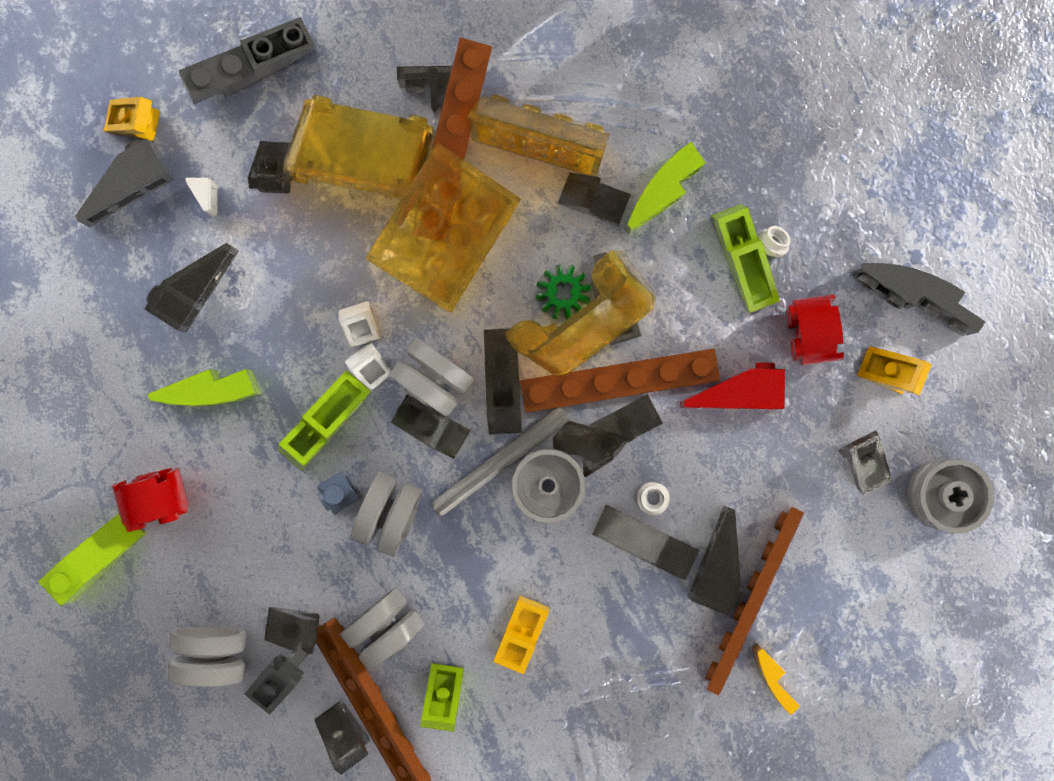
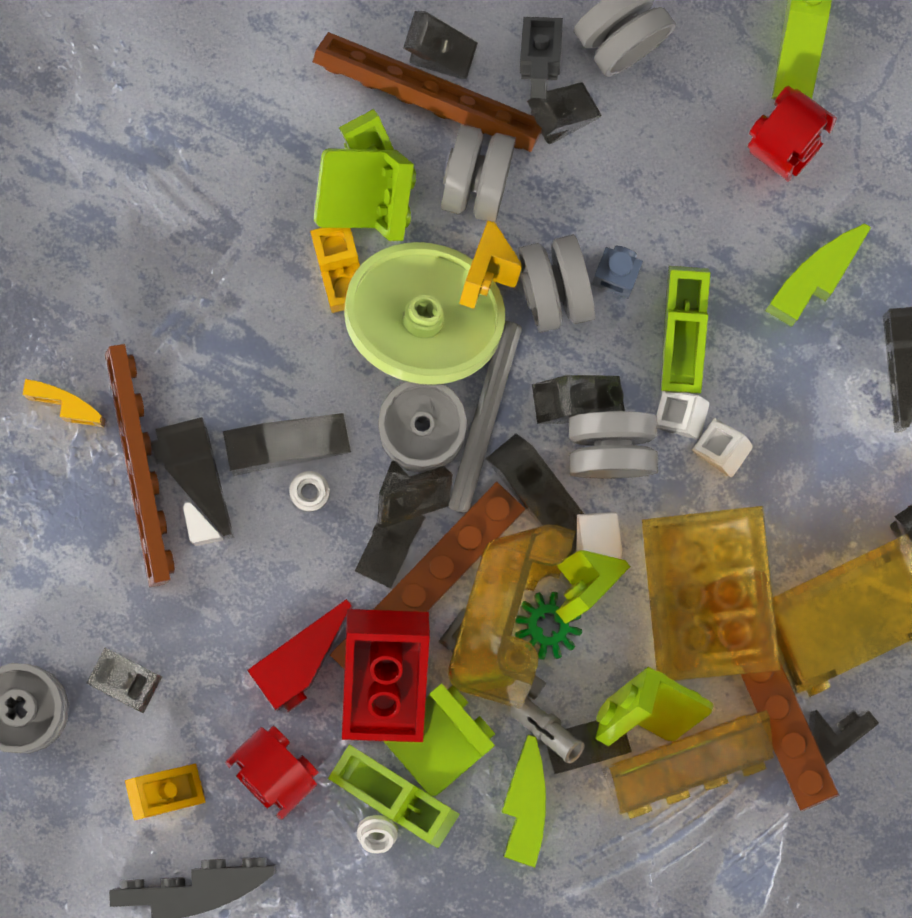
camera: 140 degrees right, 5 degrees down
(418, 560) = (492, 262): none -> yellow slope
(468, 674) = (365, 190): none -> lime bracket
(486, 325) = (599, 534): none -> white slope
(490, 560) = (409, 316): none -> yellowish green dish
(513, 298) = (590, 579): none -> lime slope
(537, 190) = (655, 705): none -> lime bracket
(615, 222) = (548, 730): none -> light grey pin
(689, 271) = (449, 742): none -> lime bracket
(695, 338) = (385, 675): none -> red slope
(746, 529) = (199, 529): none -> white slope

